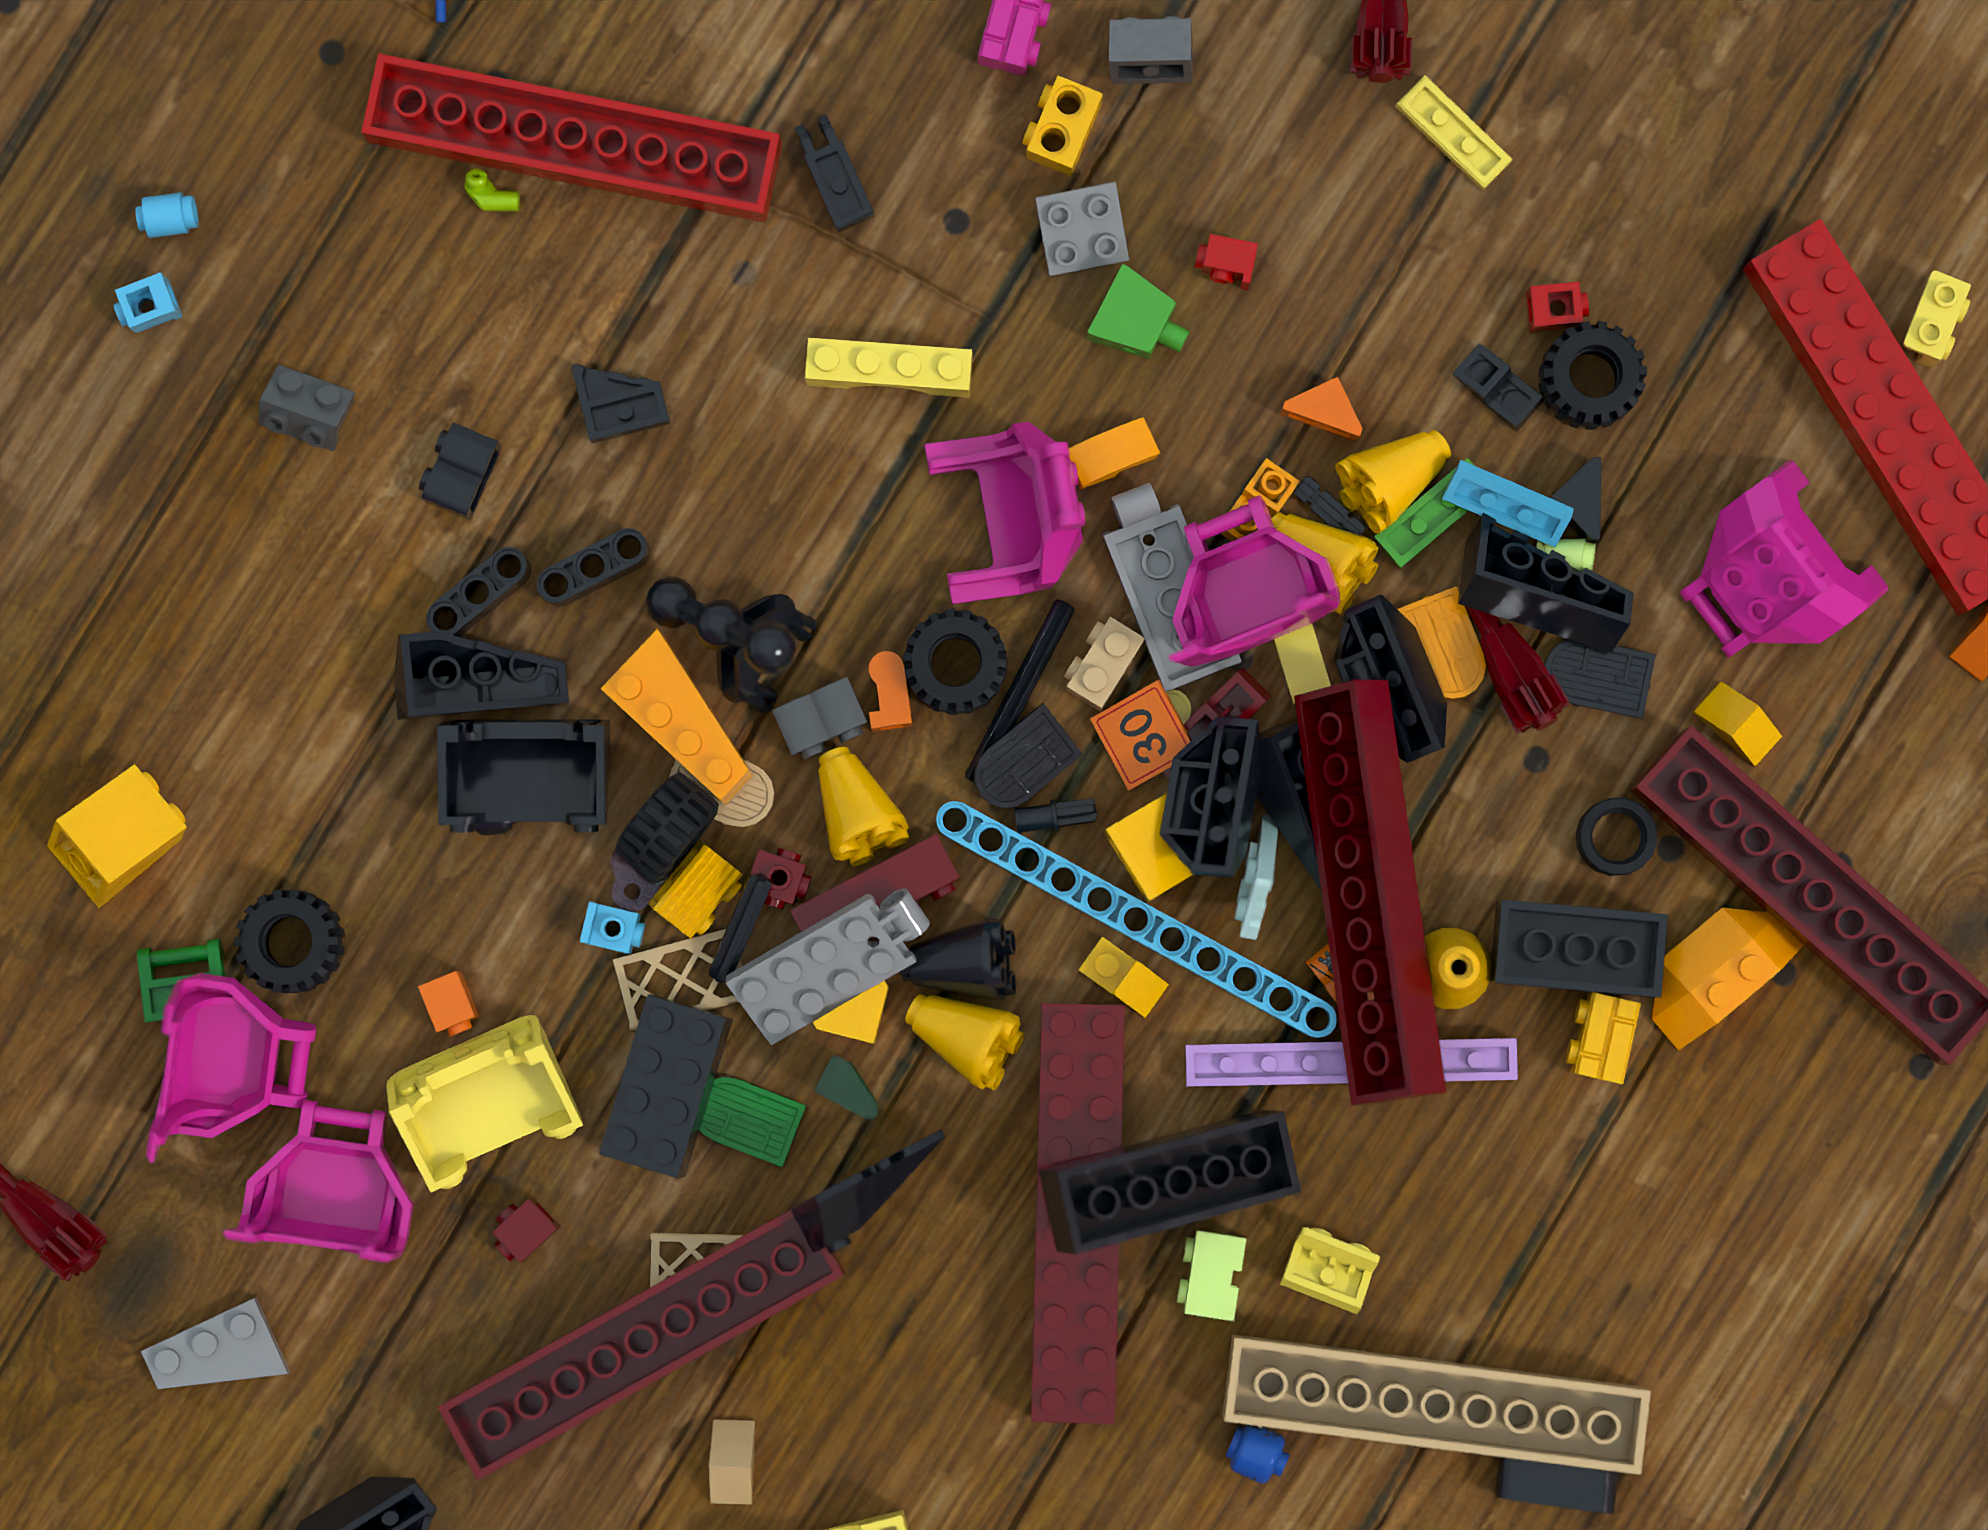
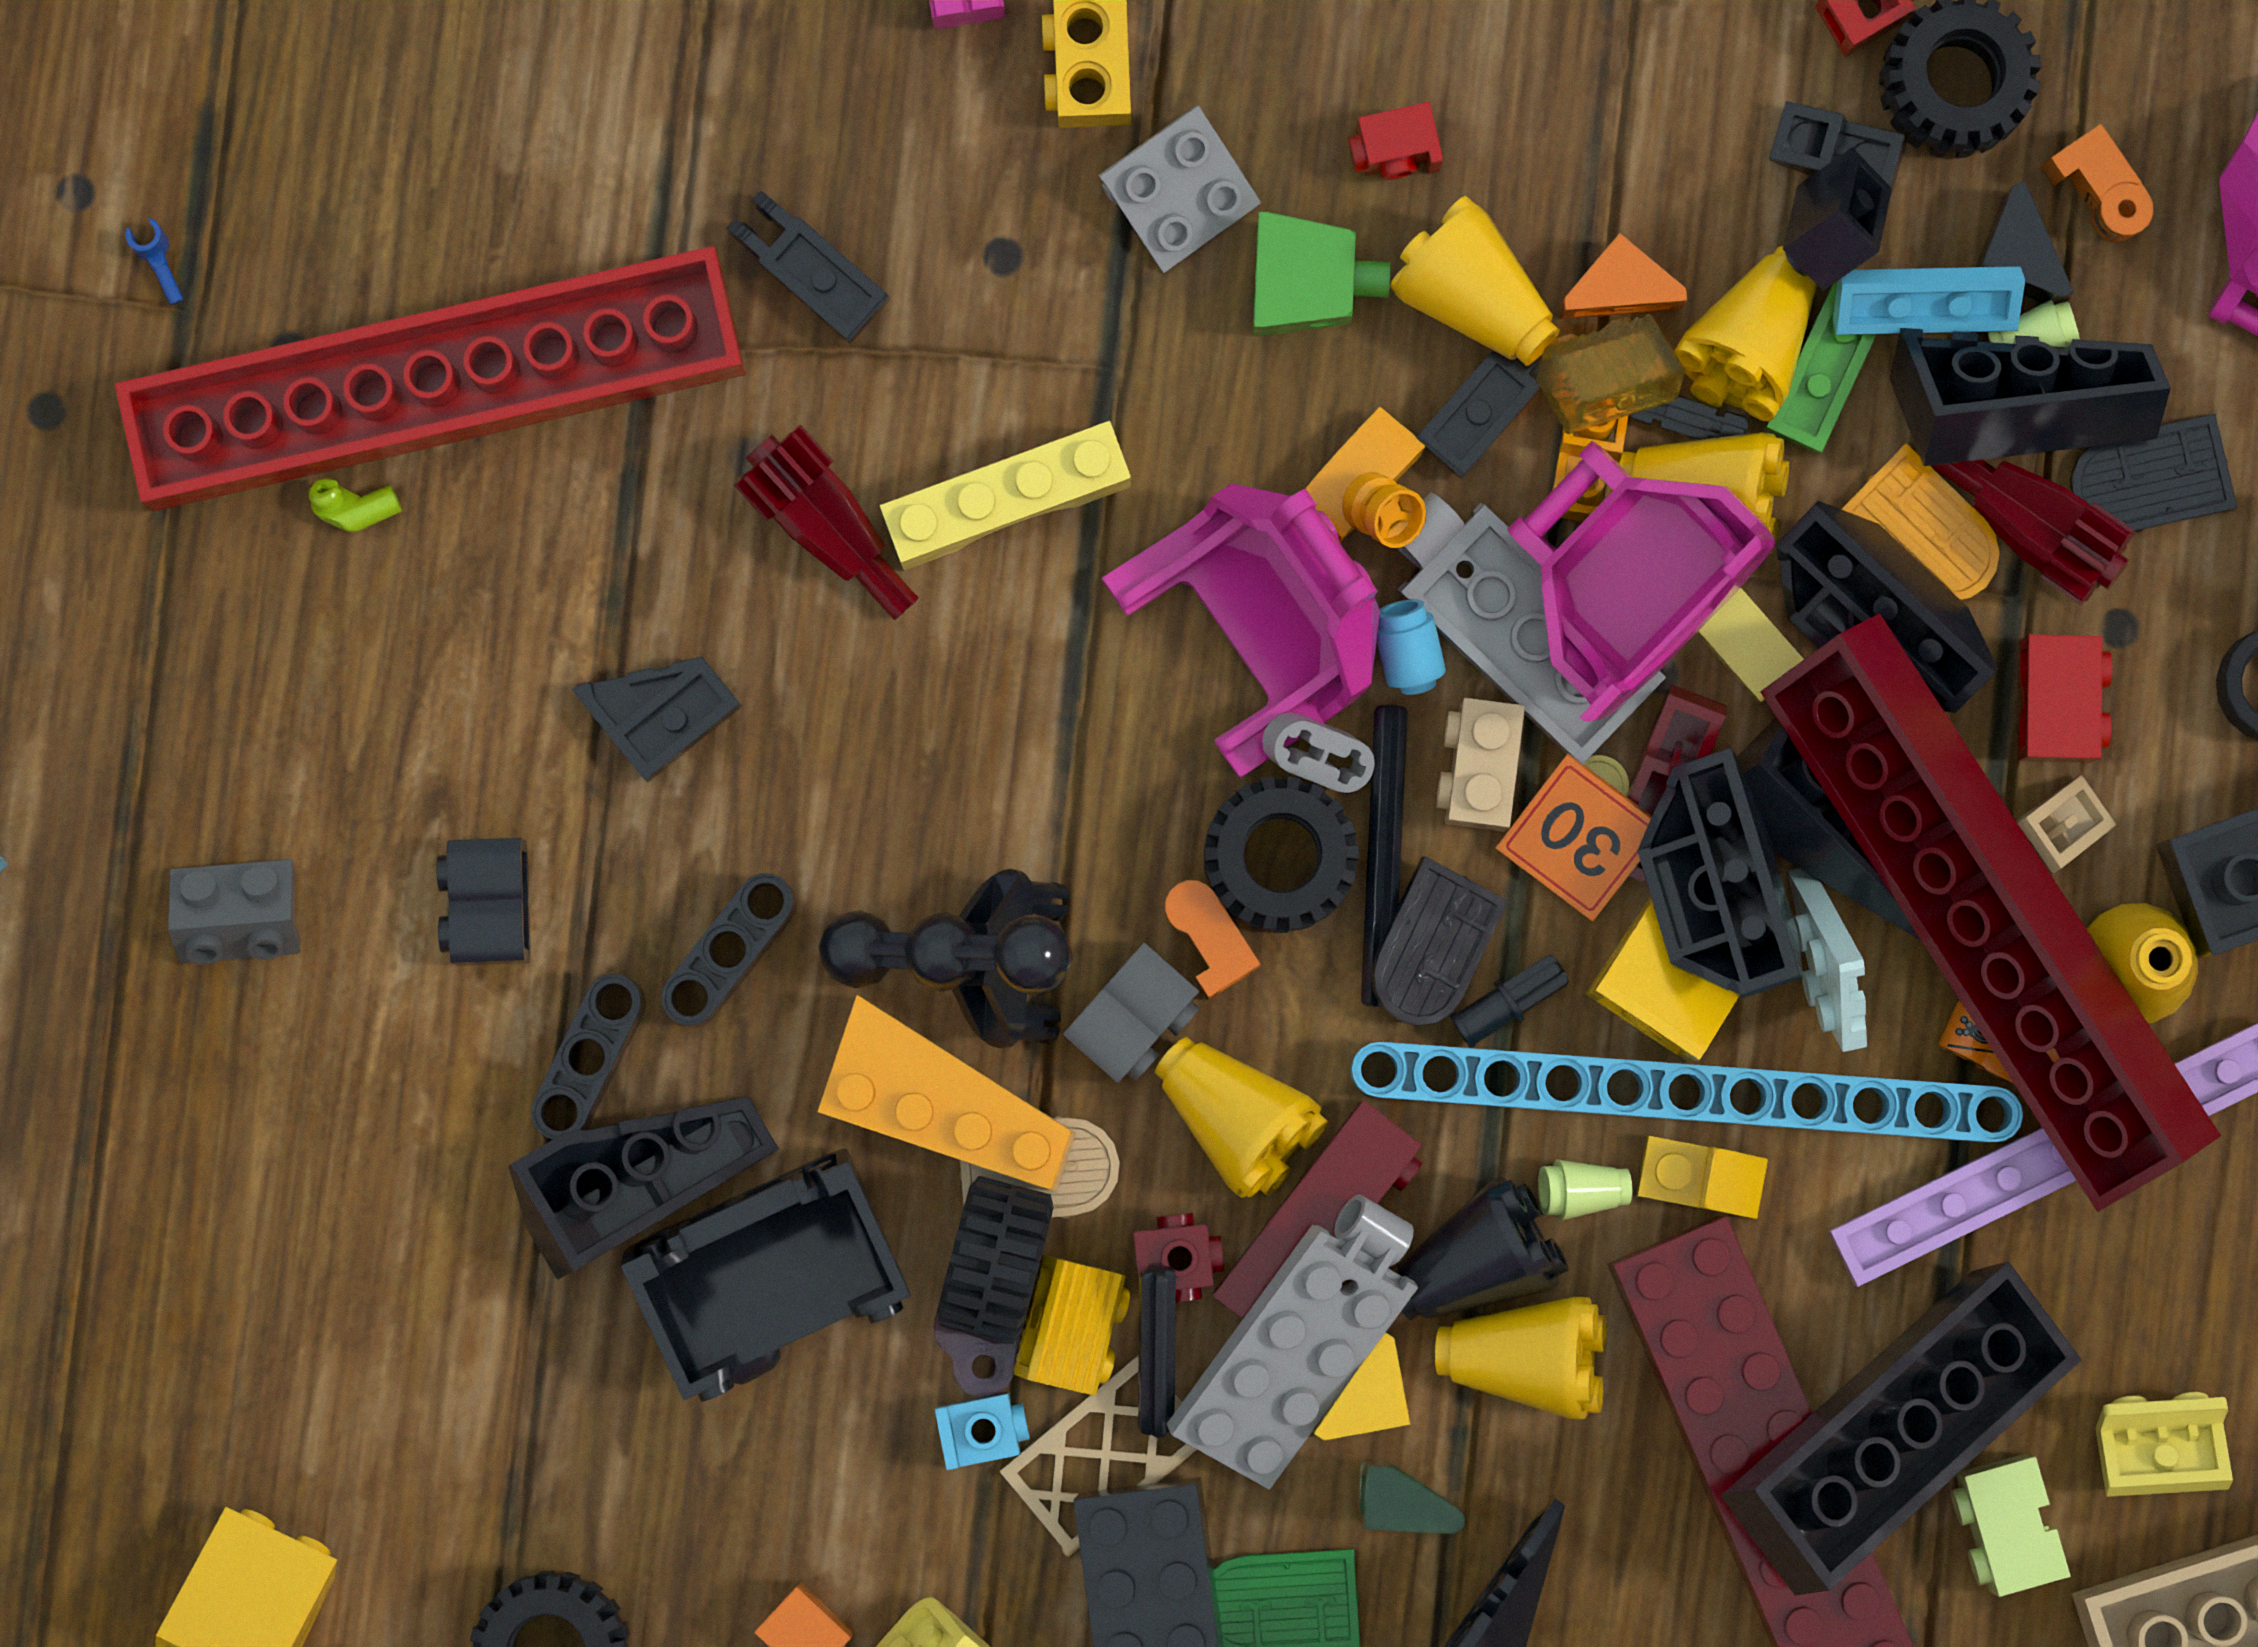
camera: 30 degrees left, 0 degrees up
(771, 327) = (821, 514): none -> dark red piece
(1001, 616) = (1313, 764): none -> light grey beam
(1046, 950) = (1581, 1189): none -> yellowish green cone
(1092, 571) = (1409, 647): none -> medium azure brick
(1114, 479) = (1384, 509): none -> light orange wheel
(1210, 444) = (1480, 411): none -> black hinge
(1234, 368) = (1475, 285): none -> yellow cone
(1291, 459) = (1609, 373): none -> clear yellow brick
(1444, 863) = (2065, 824): none -> tan slope
(1474, 428) = (1837, 219): none -> black brick
(1478, 785) = (2062, 698): none -> red brick
(1653, 482) = (2106, 183): none -> orange leg

